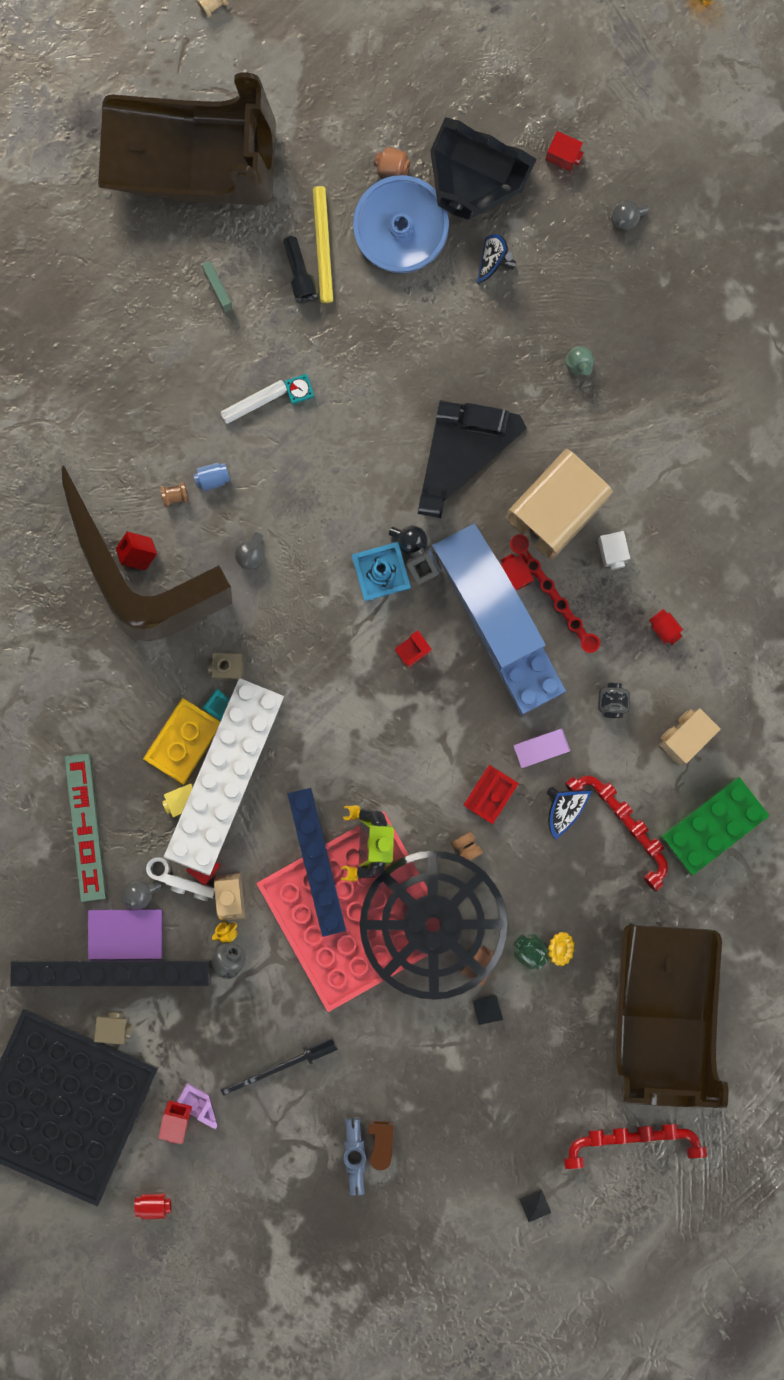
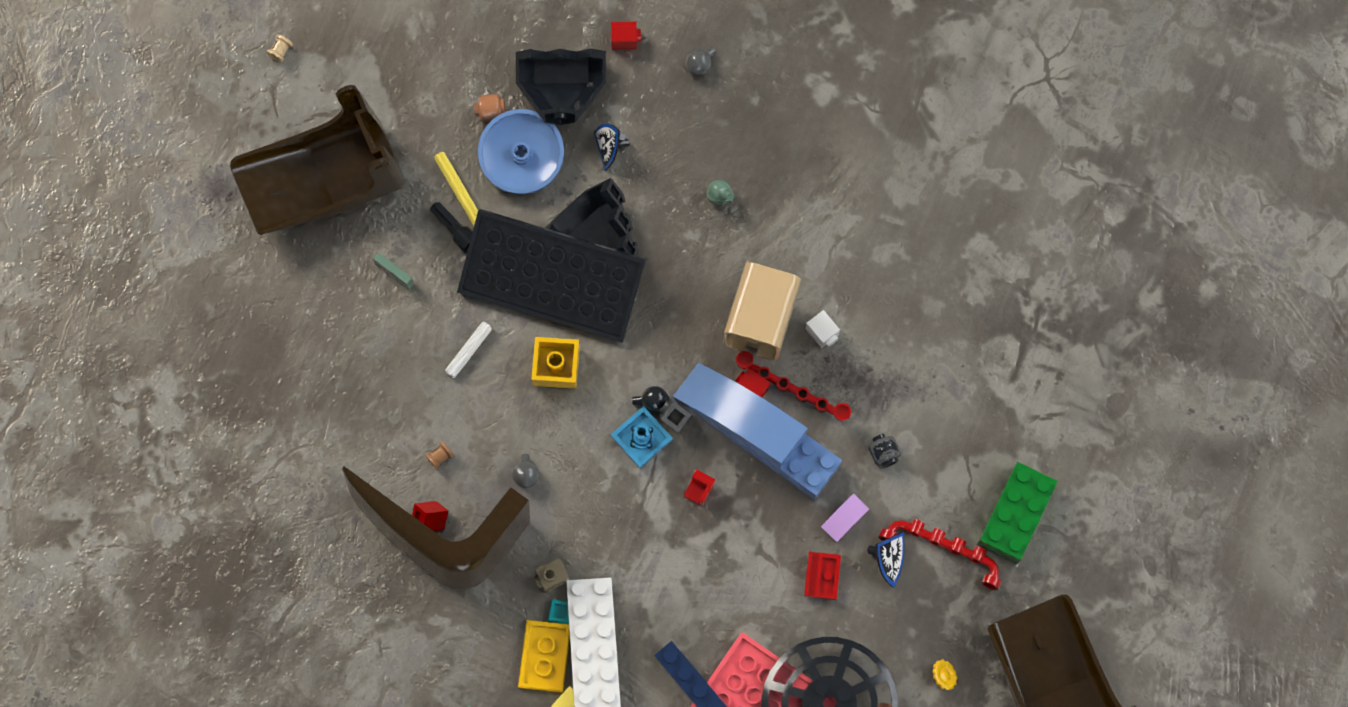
camera: 25 degrees left, 10 degrees down
(211, 476) = (463, 426): medium blue brick -> none
(299, 389) = (501, 322): tile -> none
(331, 456) = (555, 362): none -> yellow brick
(369, 366) = (551, 275): none -> black plate
(374, 844) = (748, 660): torso -> none
(433, 340) = (598, 218): none -> black panel
(461, 445) = (660, 306): black panel -> none
(469, 852) = (830, 630): medium nougat wheel -> none
(531, 951) = (921, 688): clear green head -> none
(666, 627) = (896, 371): red brick -> none
(689, 736) = (960, 449): tan brick -> none

